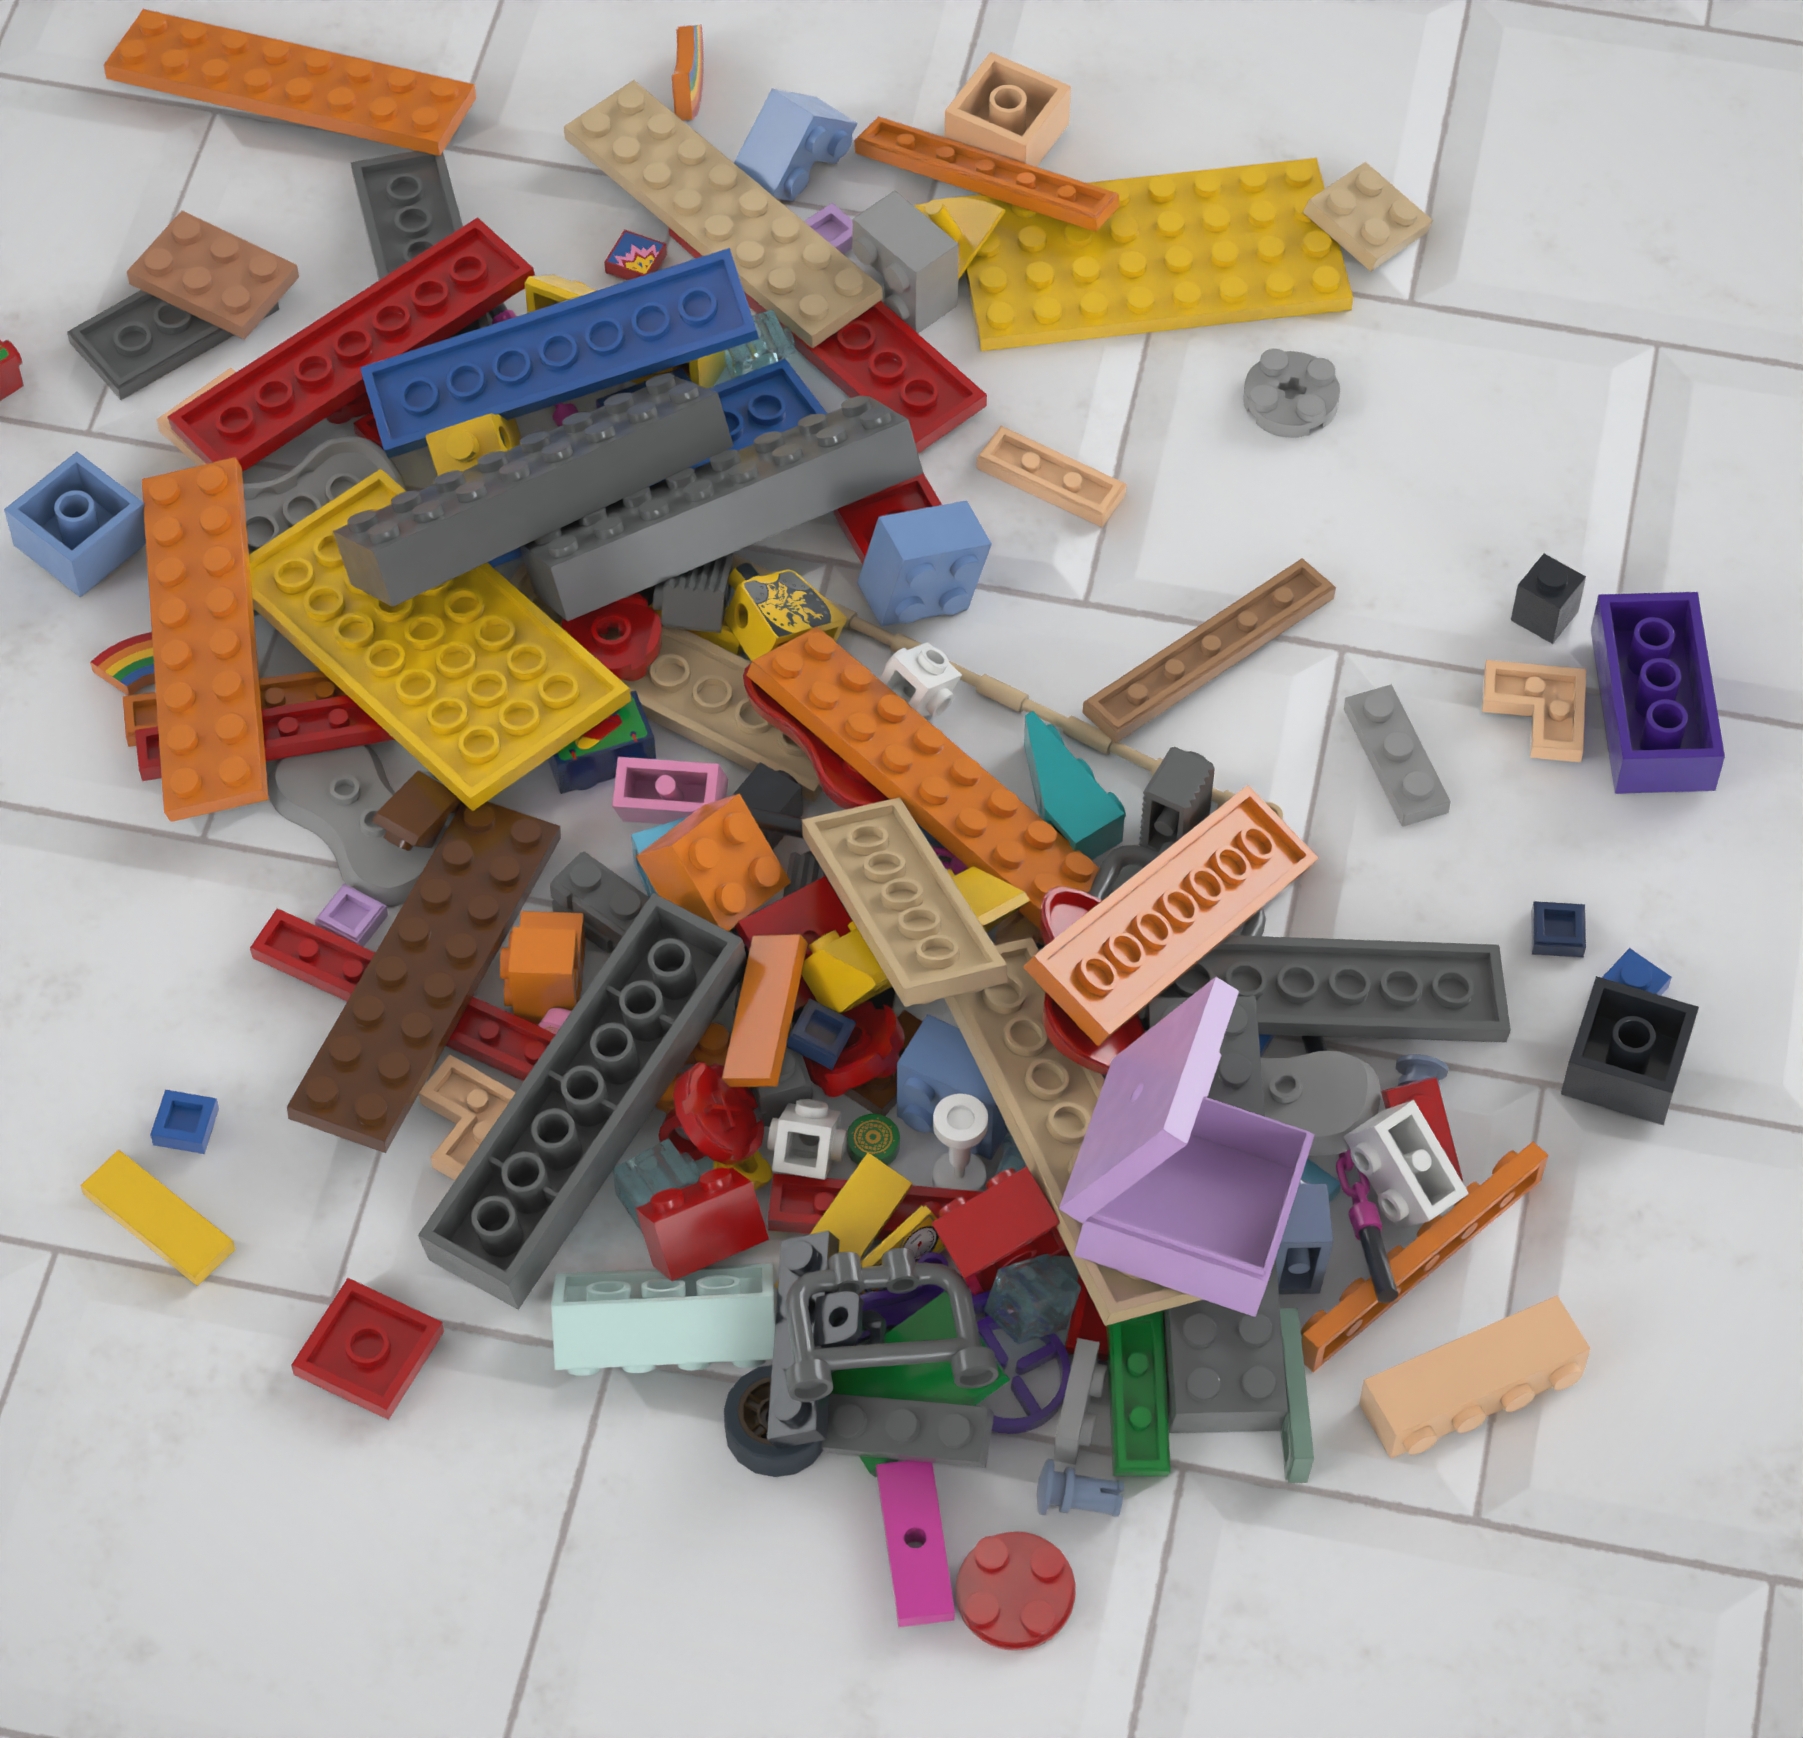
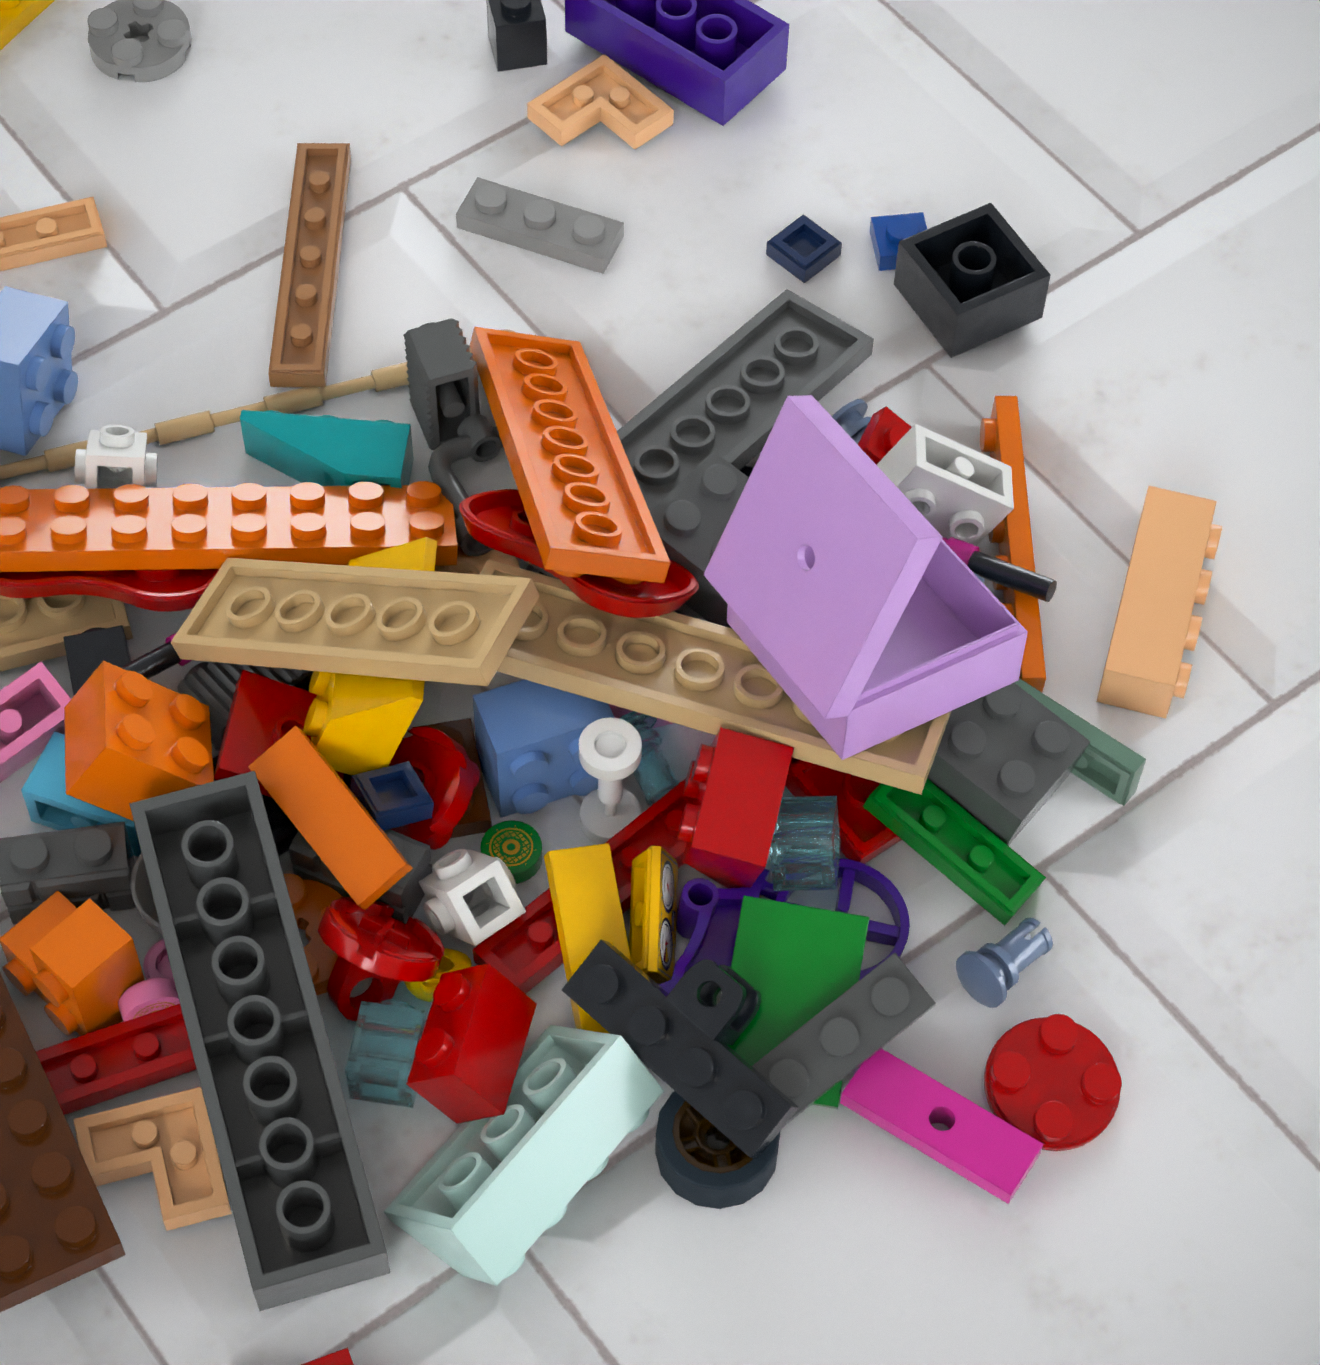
camera: 50 degrees left, 0 degrees up
(811, 1374) = (699, 919): dark grey bar -> none
(1075, 1422) = (935, 908): light grey plate -> none

